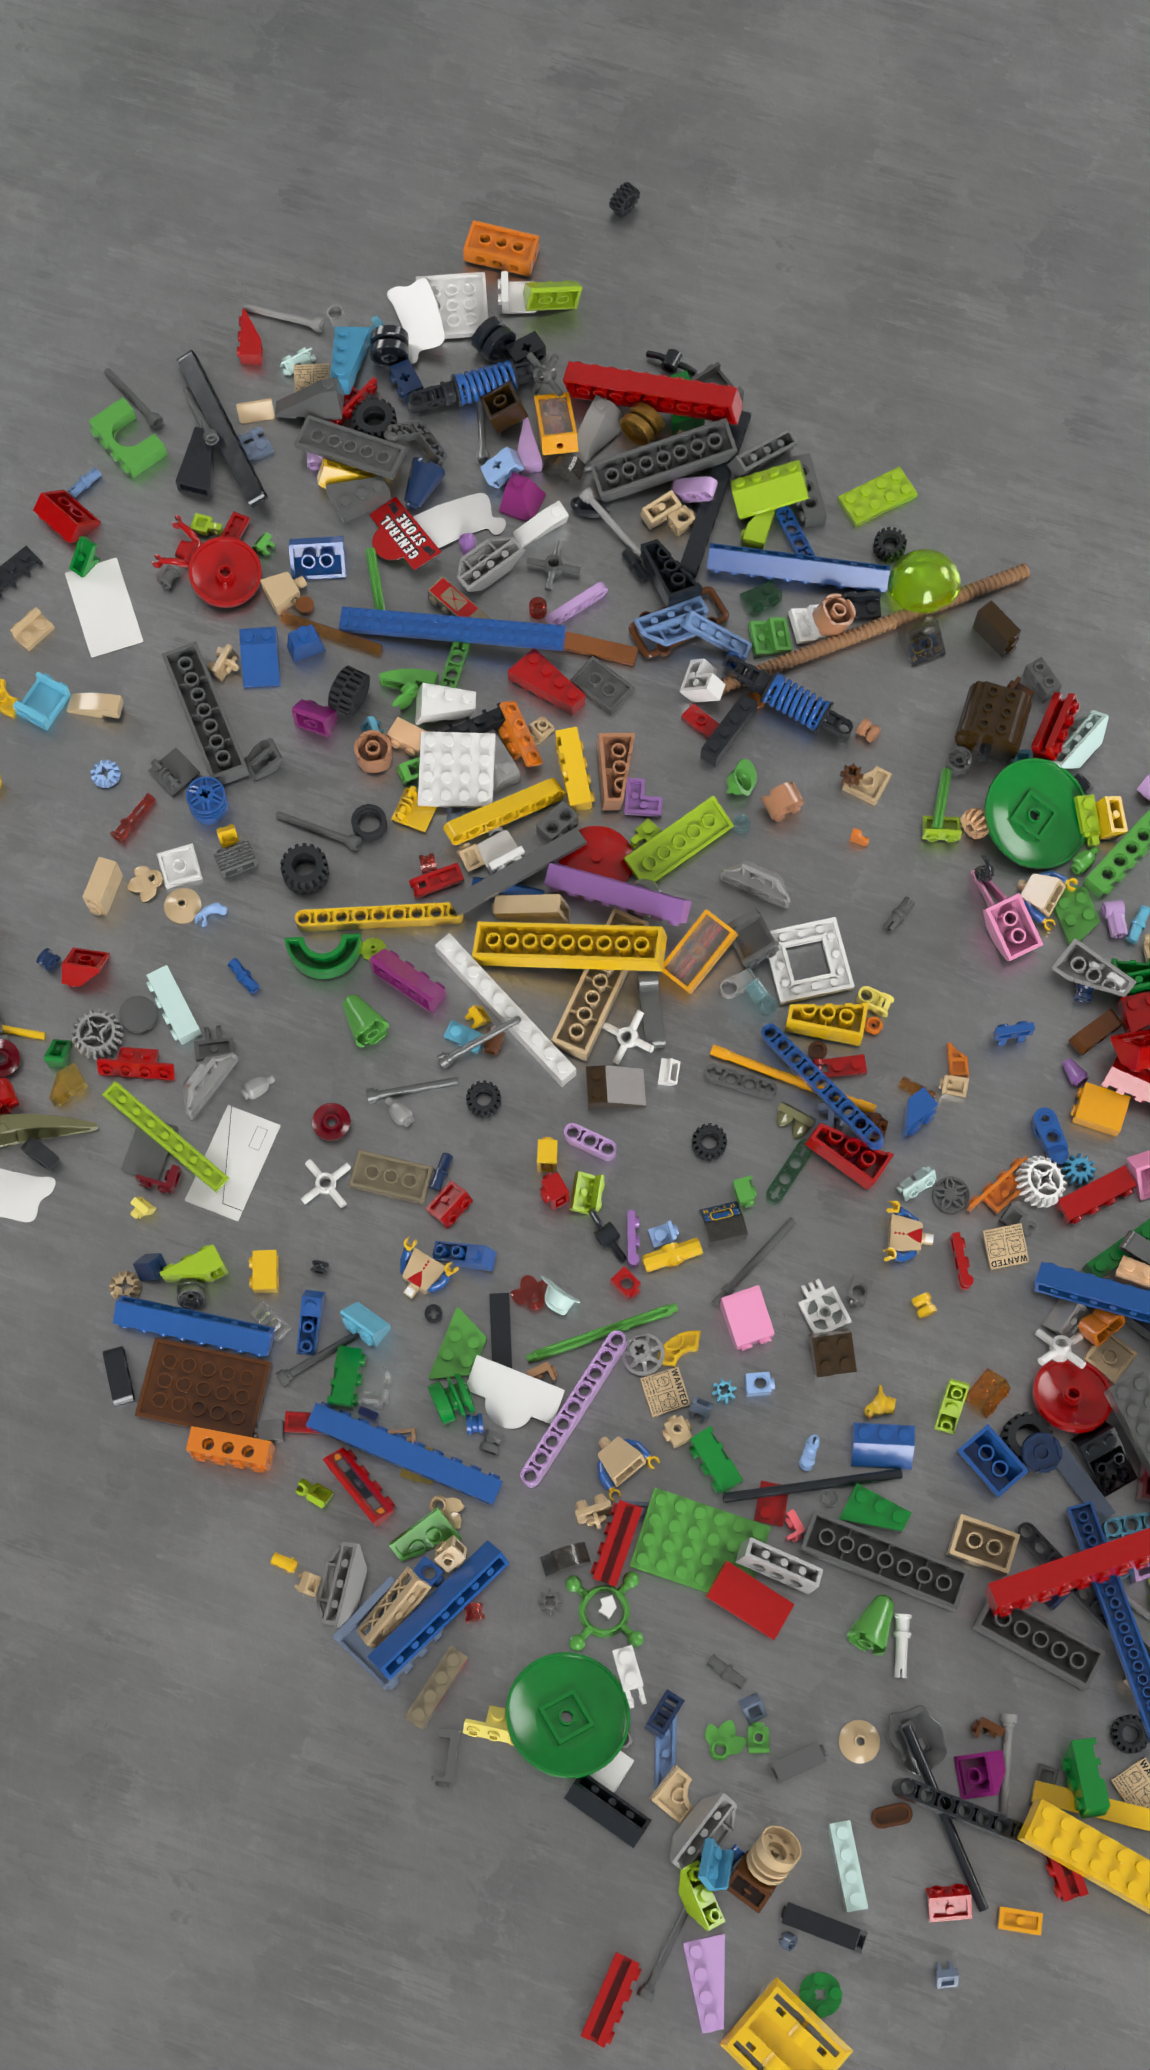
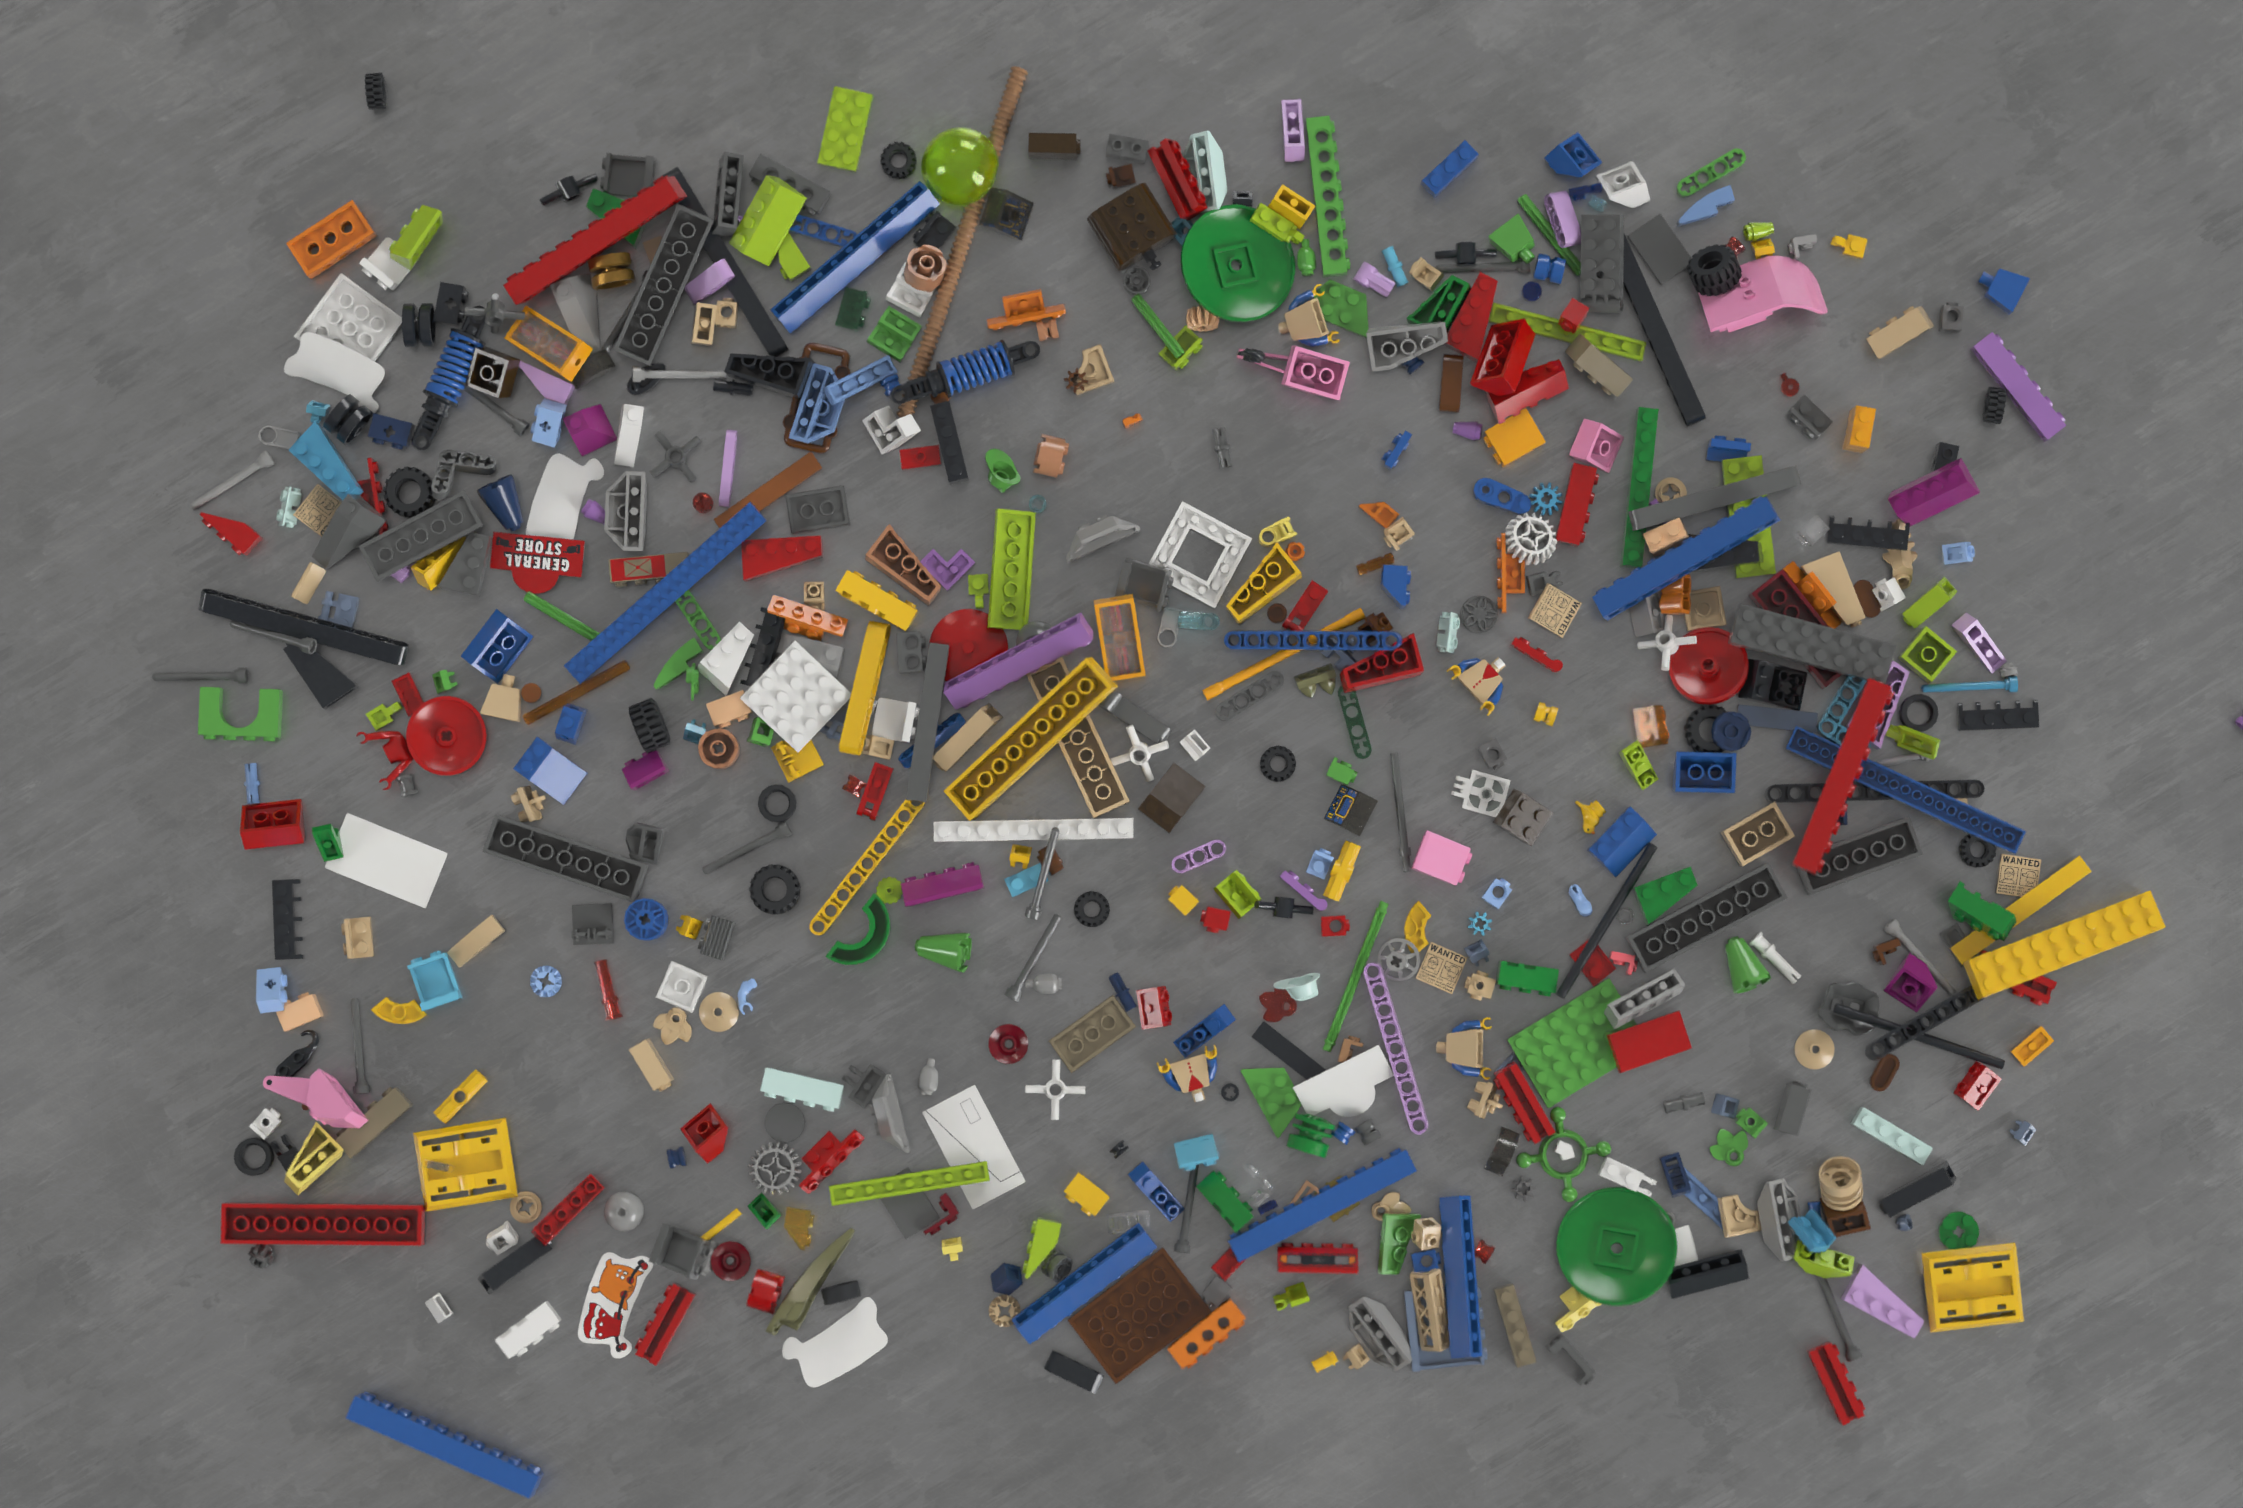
camera: 45 degrees left, 15 degrees up
(243, 975) = (823, 1012): blue pin -> none
(869, 702) = (1024, 308): none -> orange bracket

